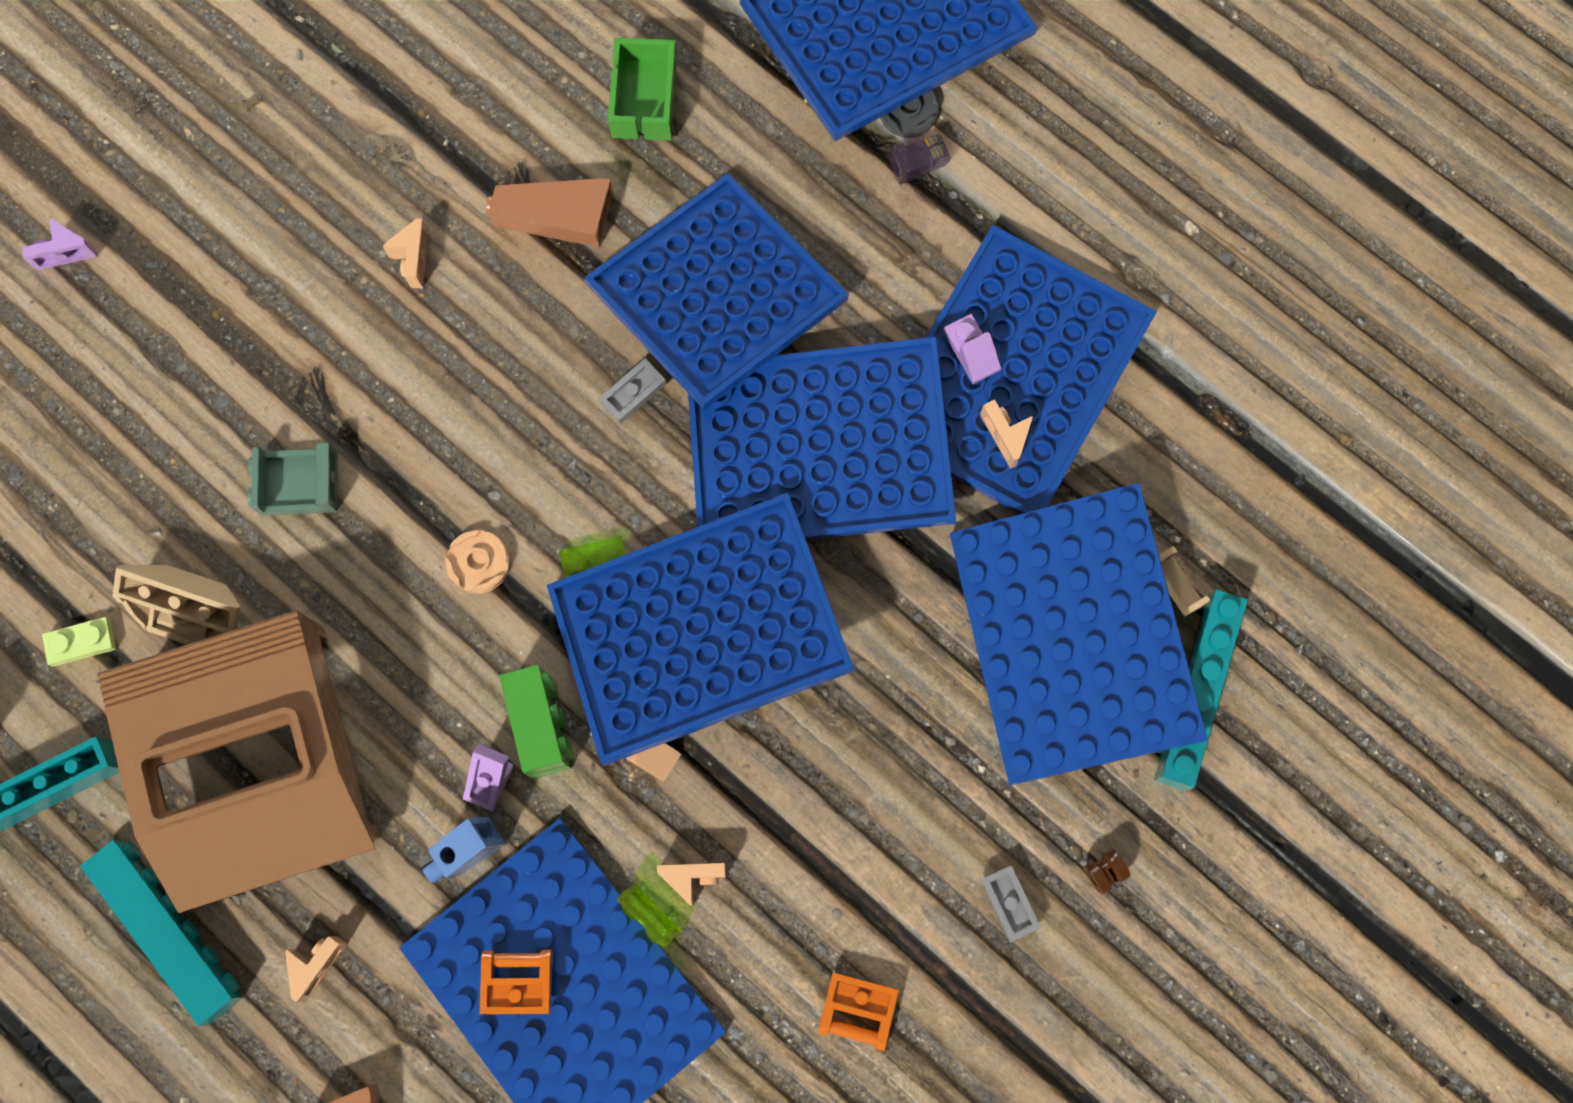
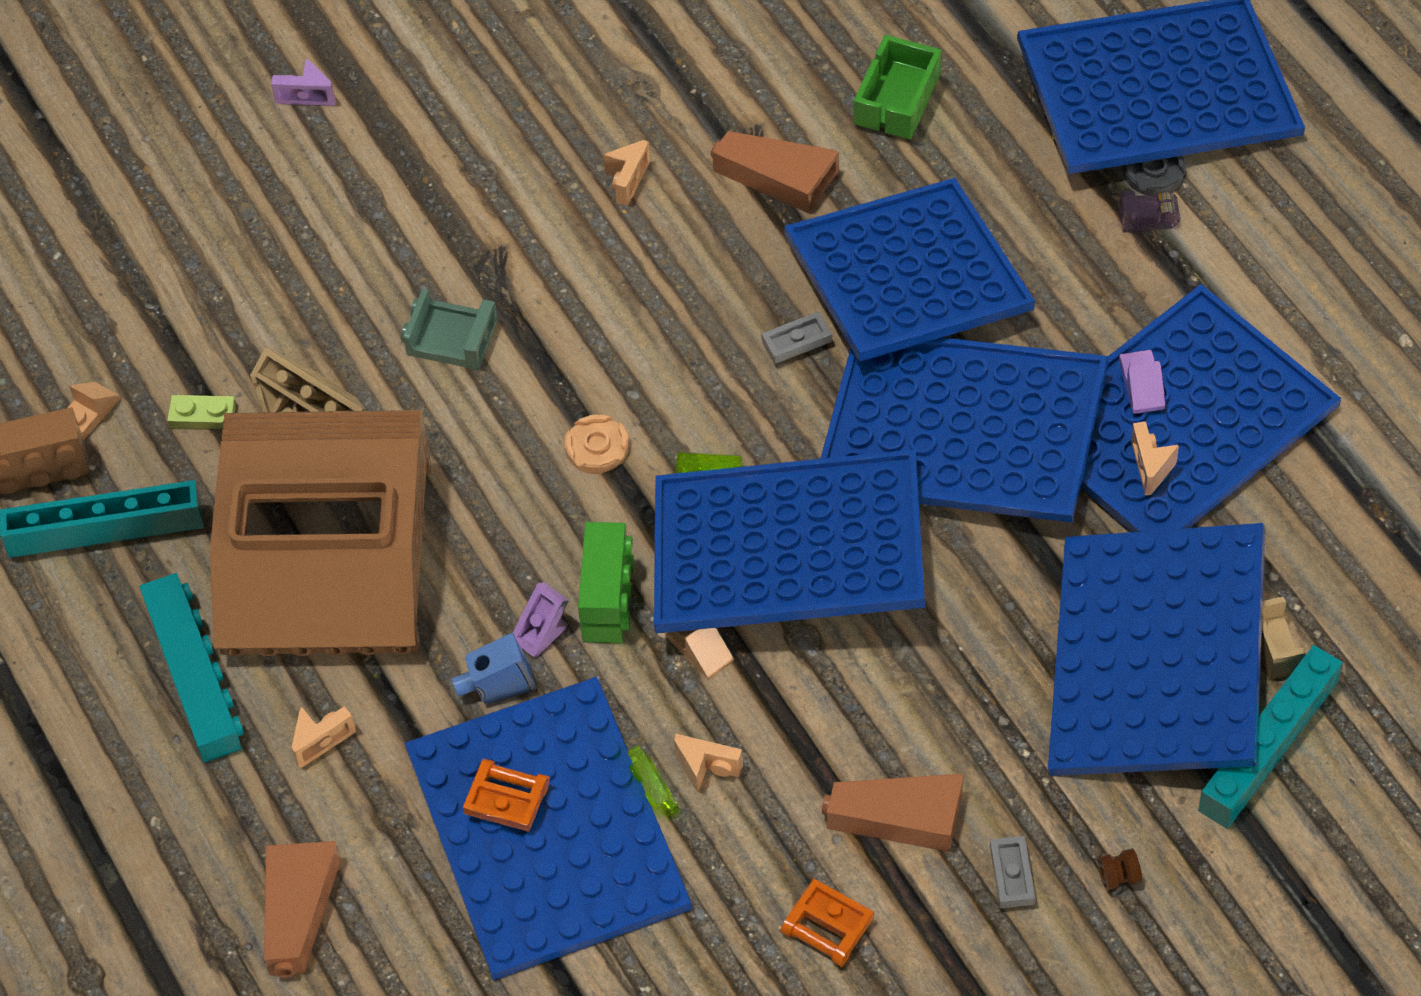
camera: 20 degrees right, 20 degrees down
(894, 871) = (898, 809): none -> nougat slope

